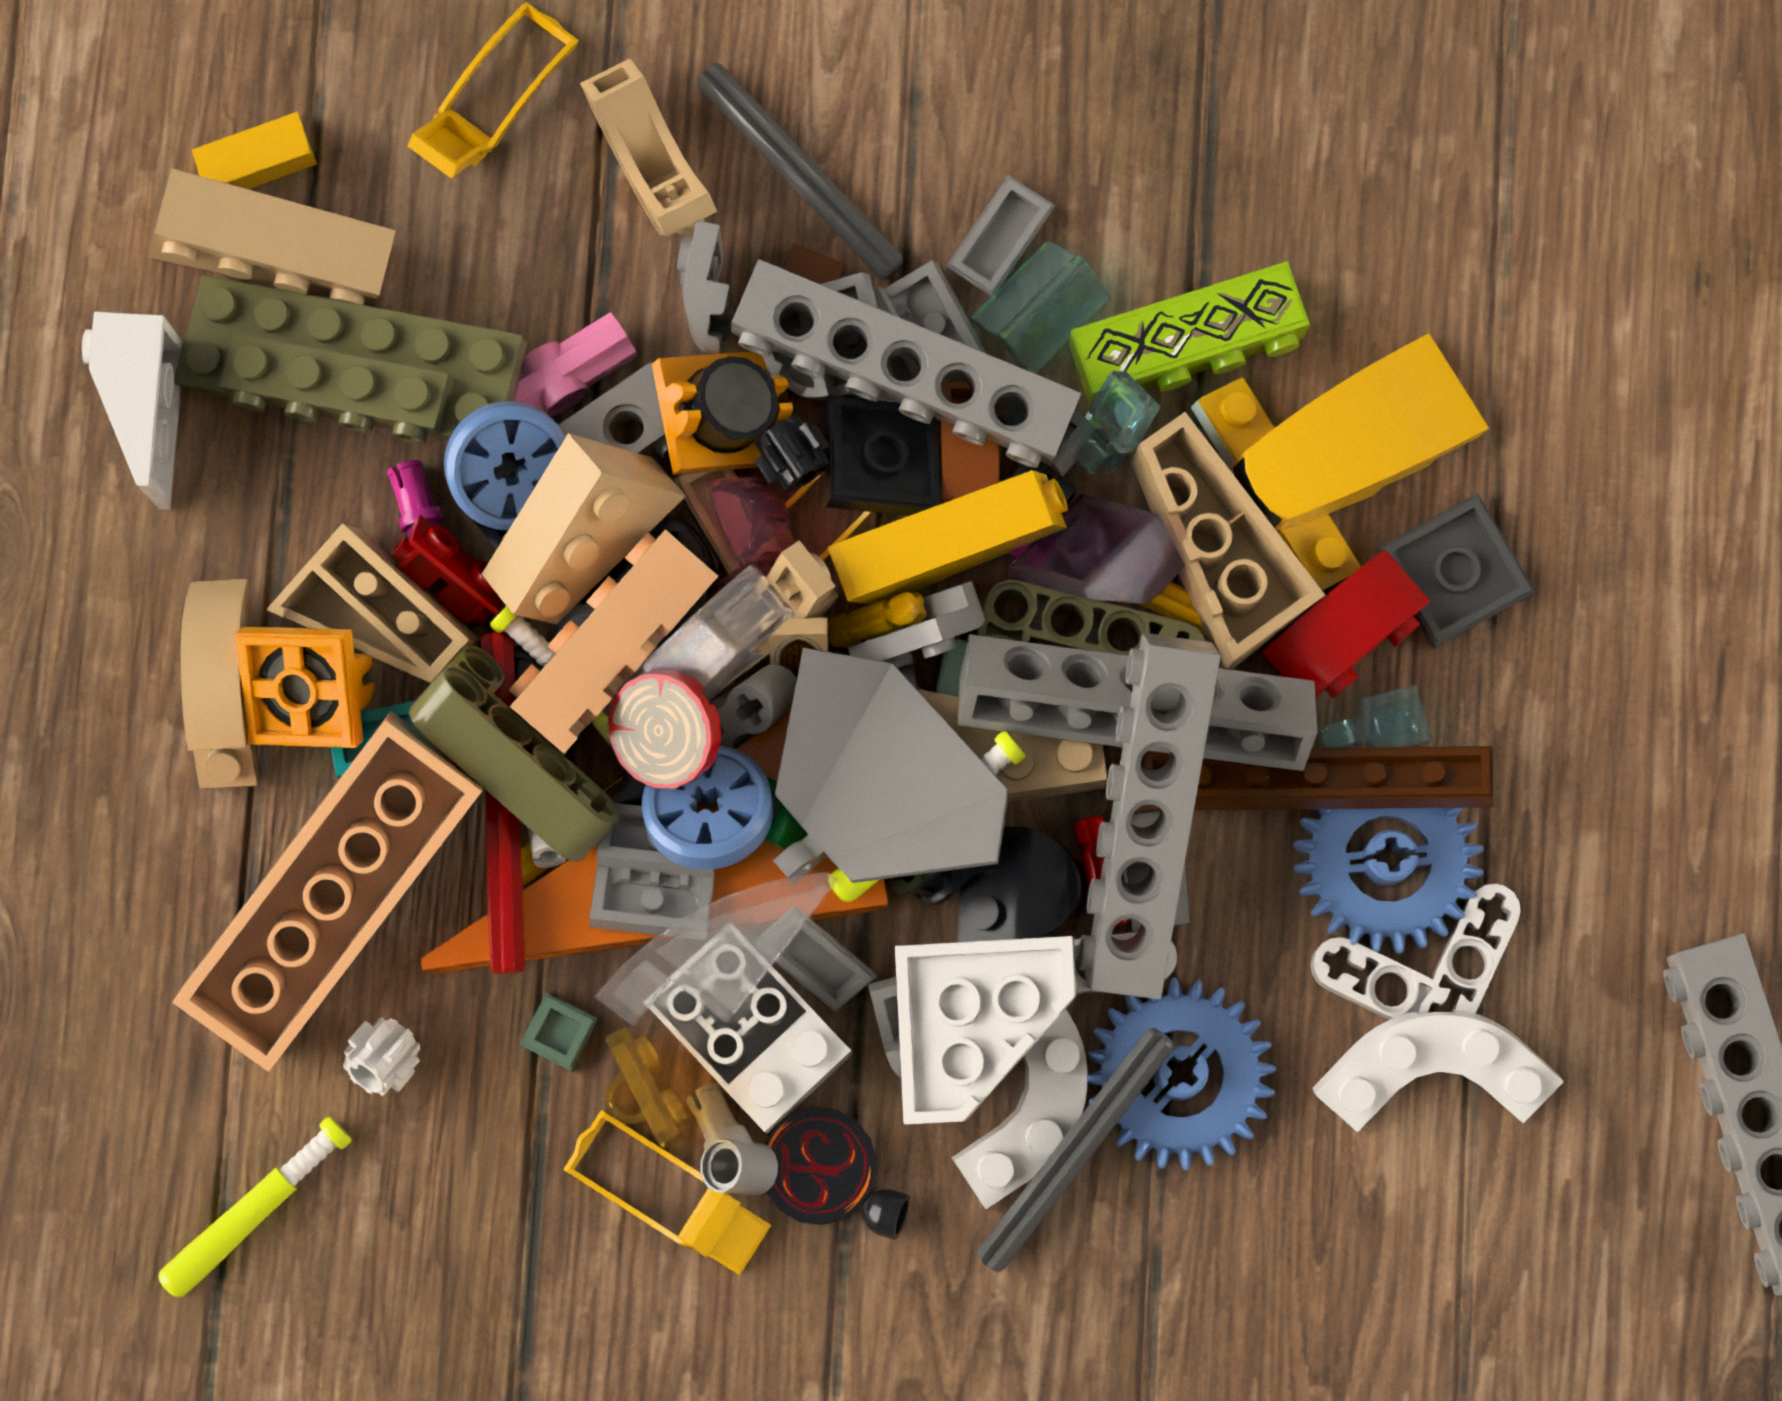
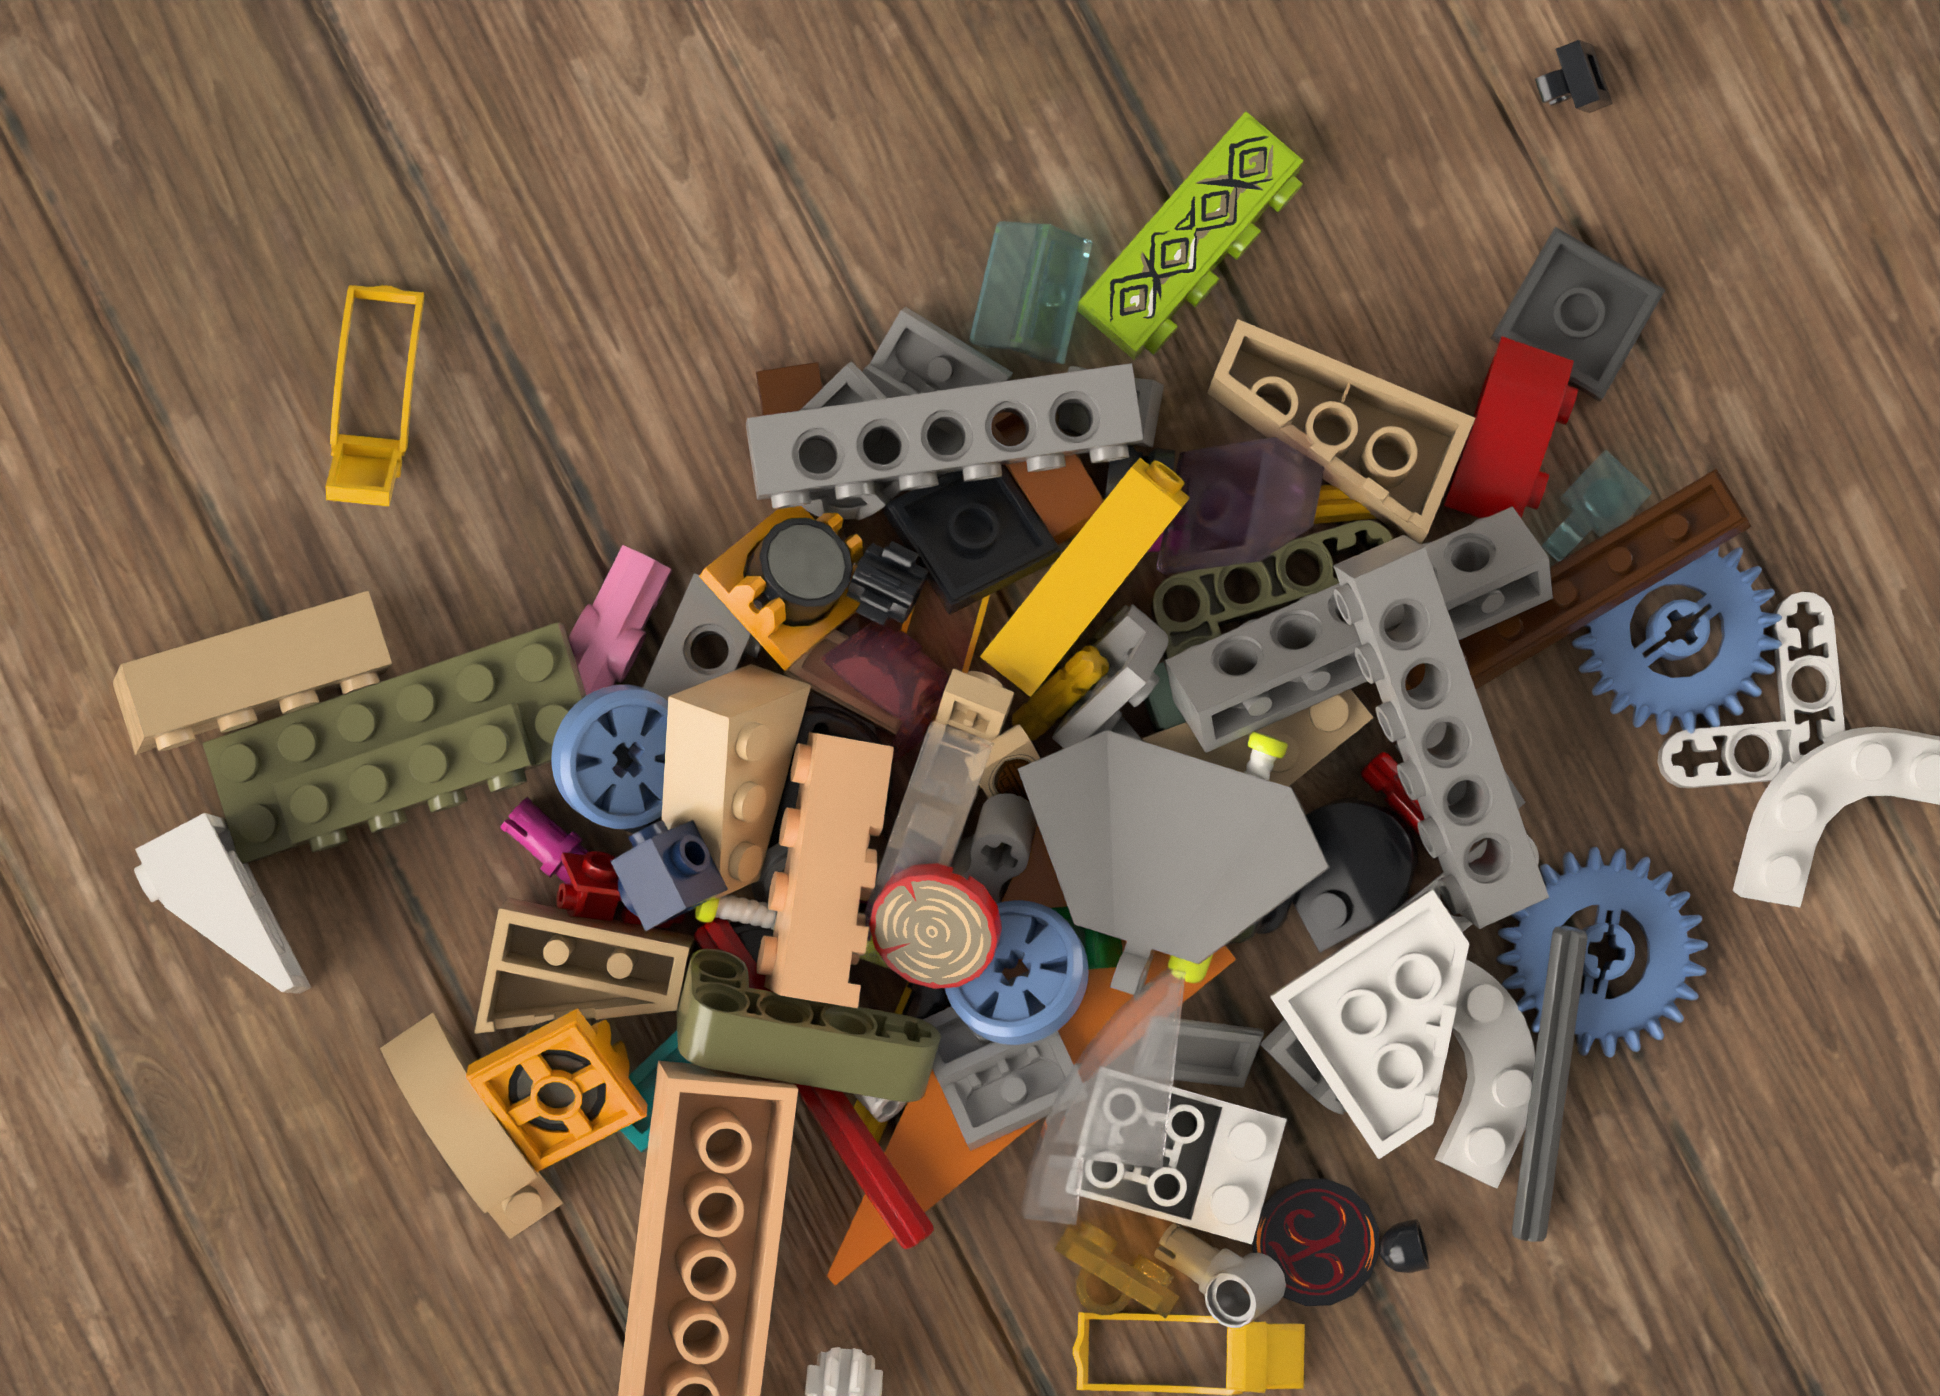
camera: 30 degrees left, 5 degrees up
(257, 154) = (178, 594): yellow slope -> none
(485, 570) = (666, 873): none -> dark blue brick
(559, 1032) = (994, 1263): sand green tile -> none
(647, 149) = (564, 367): tan arch -> none
(705, 299) = (714, 487): light grey slope -> none
(800, 171) = (717, 295): dark grey axle -> none
(1000, 236) = (950, 245): light grey tile -> none
(1120, 420) = (1179, 360): clear light blue plate -> none
(1340, 446) = (1399, 261): yellow slope -> none
(1562, 390) = (1578, 79): none -> black tile

